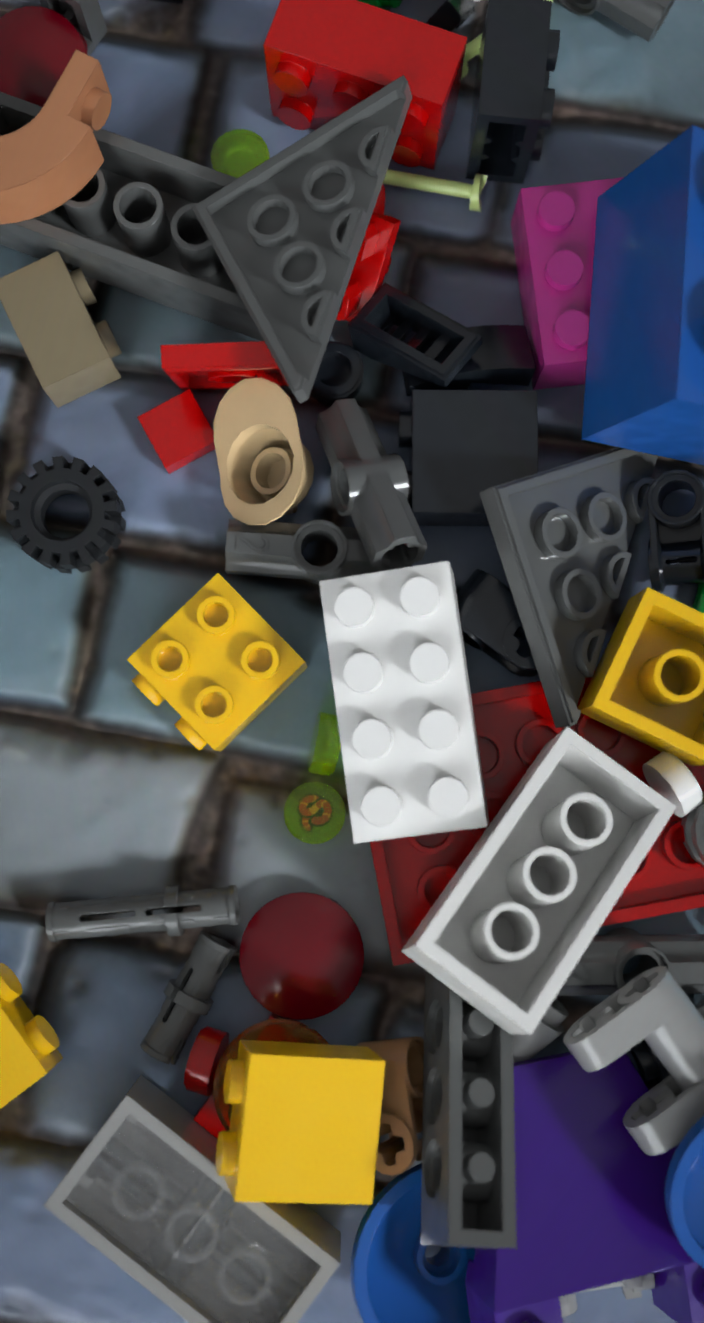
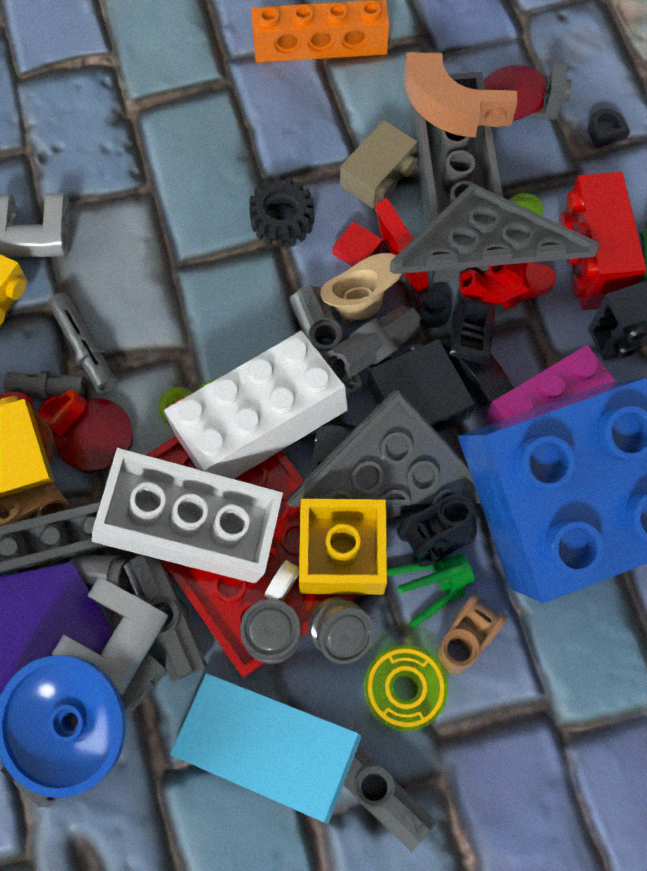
camera: 65 degrees right, 15 degrees down
(215, 665) = (235, 316): yellow brick -> none
(249, 991) = (62, 410): none -> red tile
(440, 186) = (579, 333): yellowish green piece -> none

